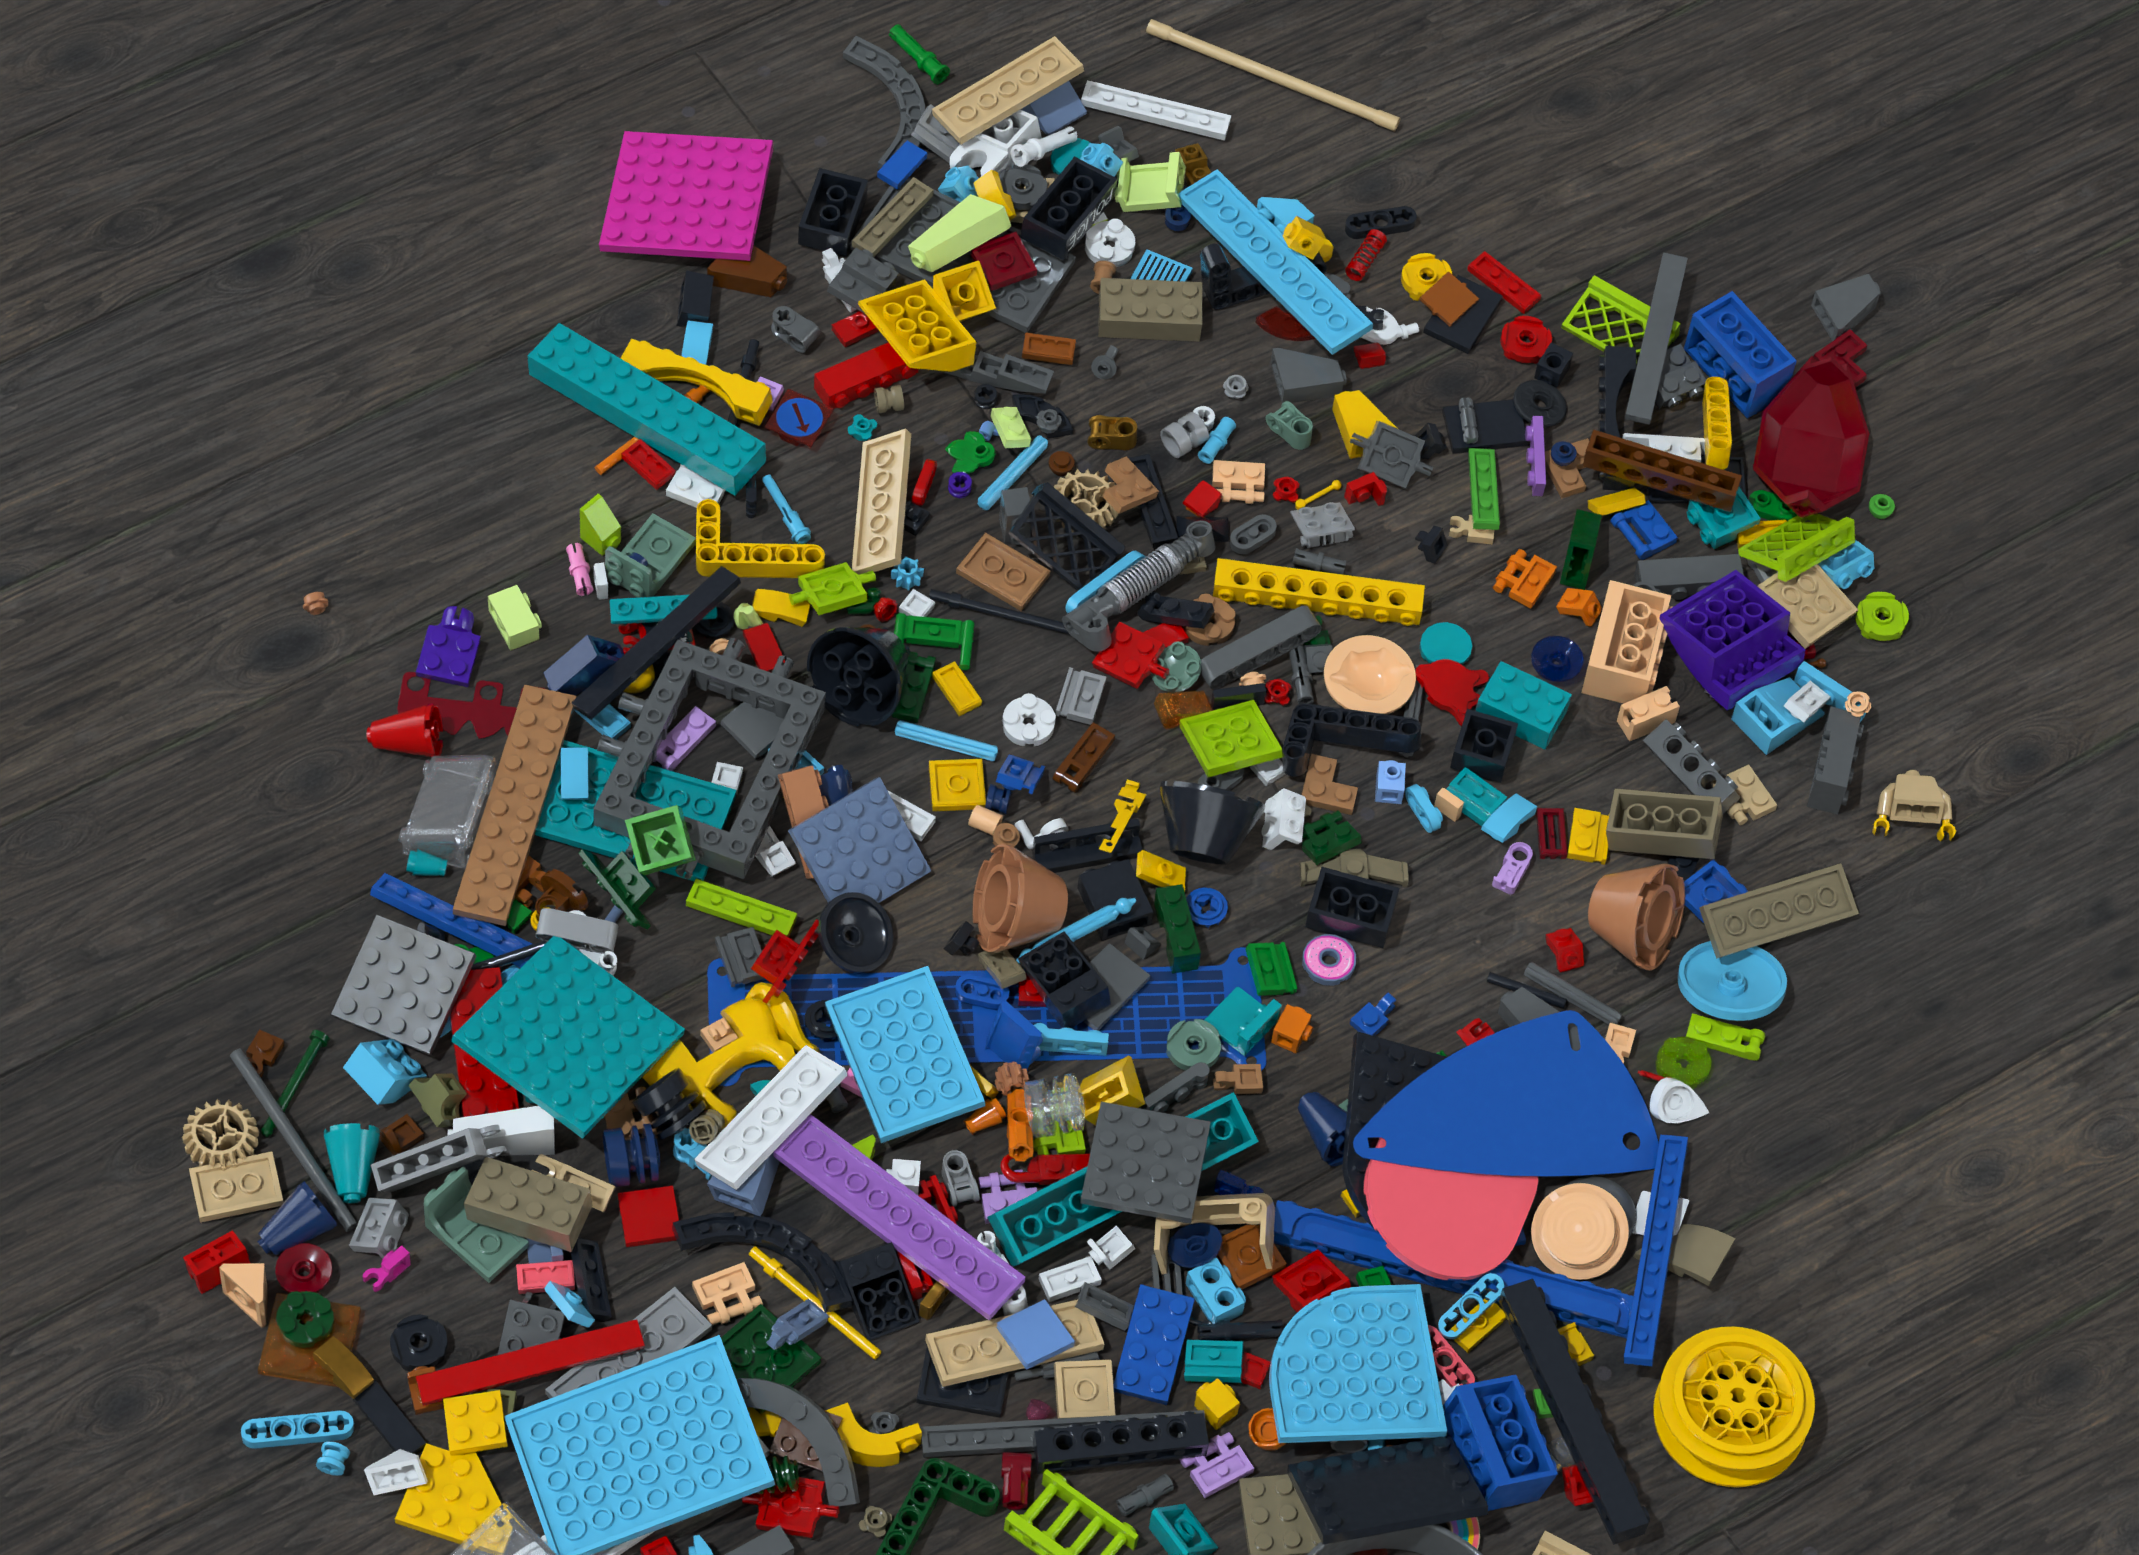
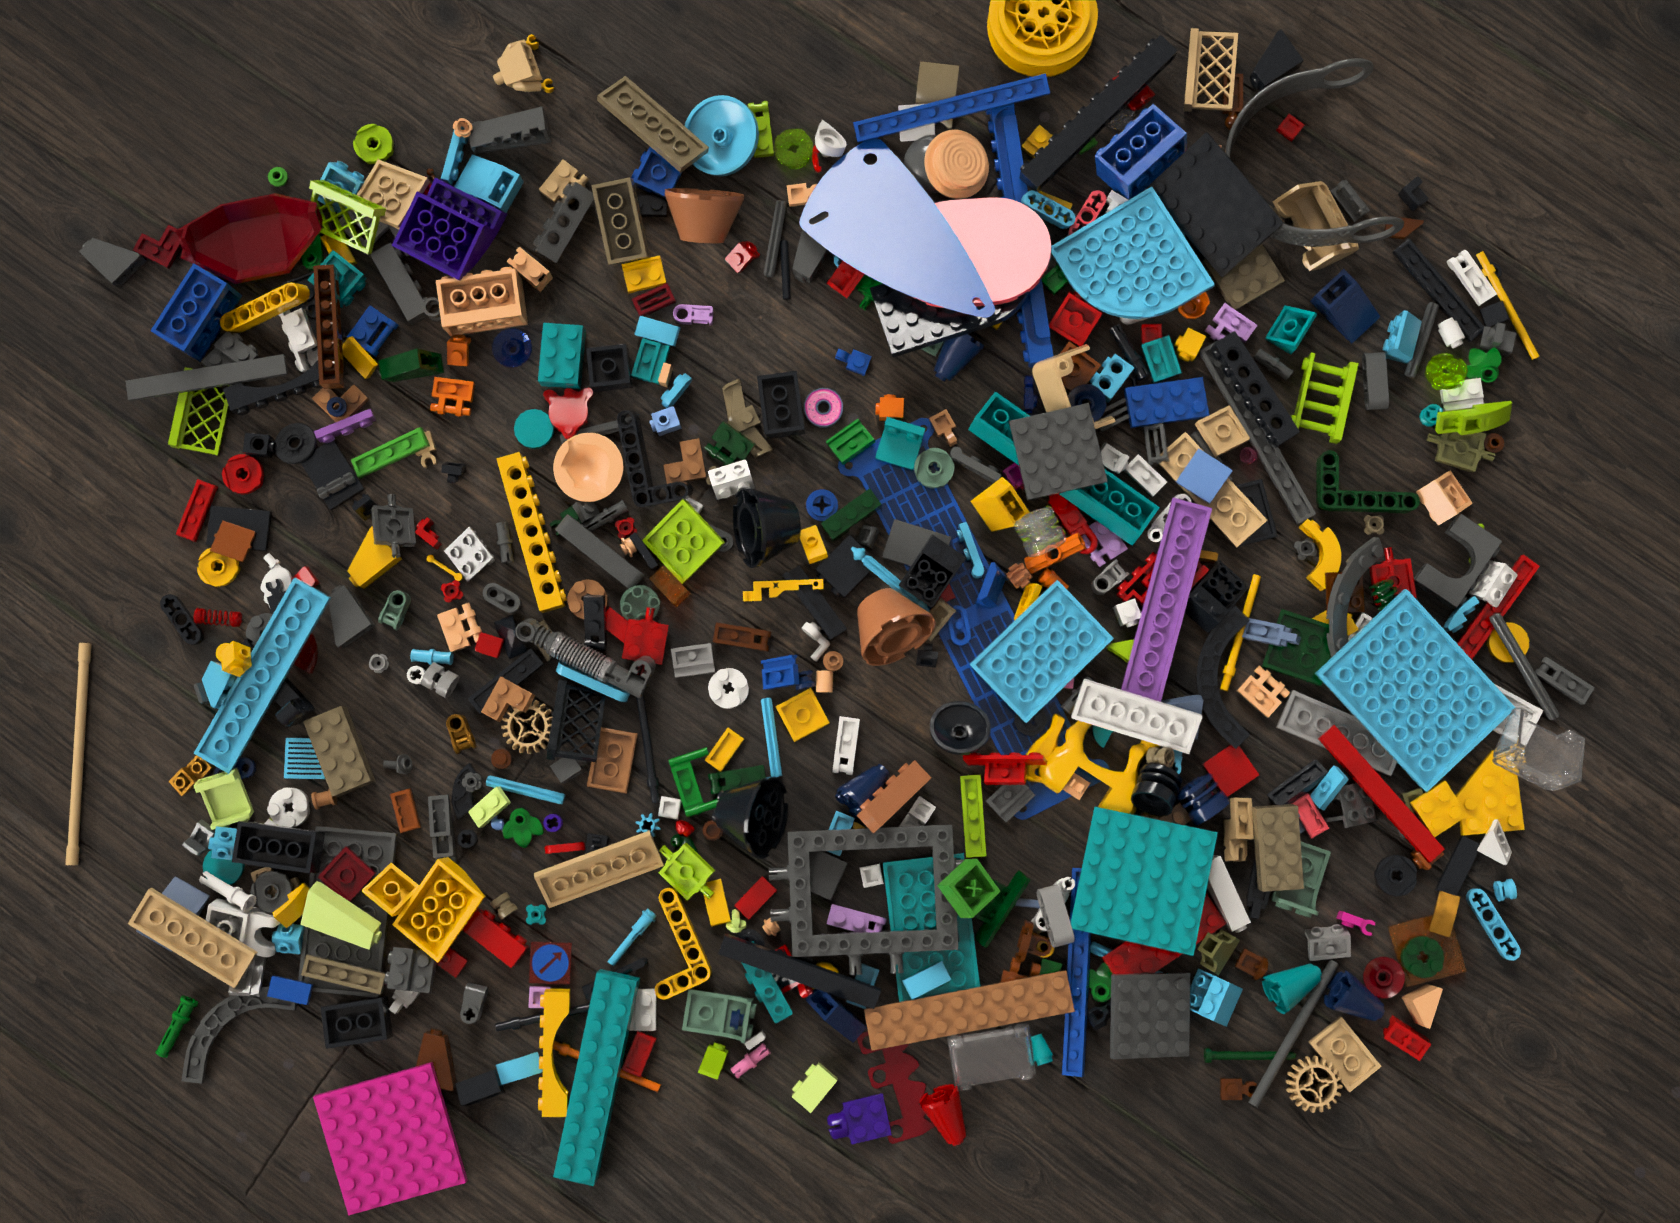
camera: 100 degrees left, 25 degrees up
(434, 1158) = (1274, 925): light grey hinge -> none
(509, 957) = (1093, 954): black bar -> none
(860, 845) = (896, 753): sand blue plate -> none
(1016, 1472) = (1300, 450): dark red piece -> none
(1156, 110) = (151, 825): white plate -> none
(1806, 701) = (475, 163): white plate -> none

